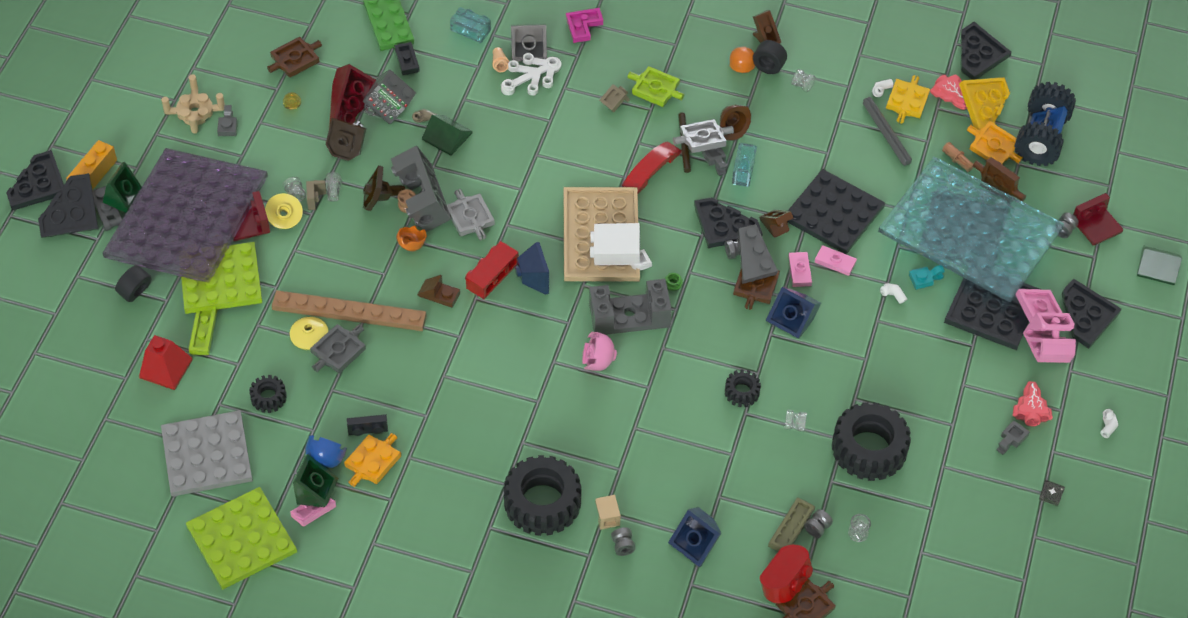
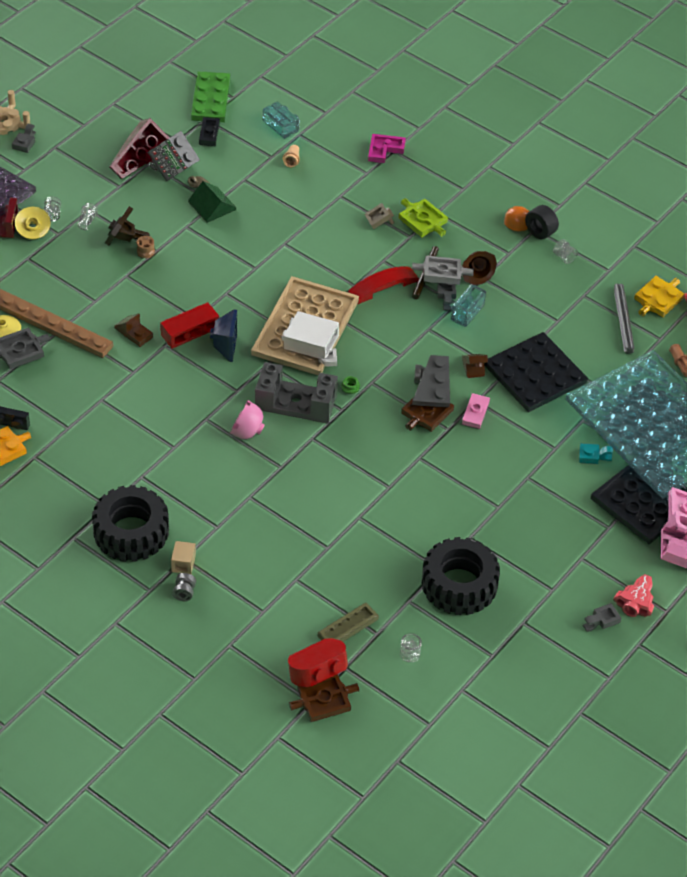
camera: 20 degrees right, 5 degrees down
(291, 101) = (89, 137): clear yellow plate -> none
(294, 57) = (111, 103): reddish brown plate -> none
(314, 189) = (66, 214): dark tan bracket -> none
(345, 139) = (117, 179): dark brown piece -> none
(411, 238) = (131, 277): orange hair -> none
(429, 206) = (160, 253): dark grey plate -> none
(470, 214) = (195, 274): light grey plate -> none
(528, 39) = (325, 148): dark grey slope -> none
(550, 65) = (335, 174): white plant -> none
(695, 535) = (252, 602): dark blue slope -> none
(720, 222) = (419, 345): black plate -> none
(744, 379) = (365, 485): black tyre -> none
(766, 27) = (553, 196): reddish brown slope -> none
(793, 311) = (448, 443): dark blue slope -> none
(800, 420) = (400, 536): clear wheel -> none
(819, 522) = (373, 631): flat silver wheel -> none
(835, 260) = (514, 413): bright pink plate -> none
(879, 87) = (637, 279): white arm -> none
(895, 290) = (555, 455): white arm -> none
(1051, 493) = (616, 679): clear smoke tile -> none

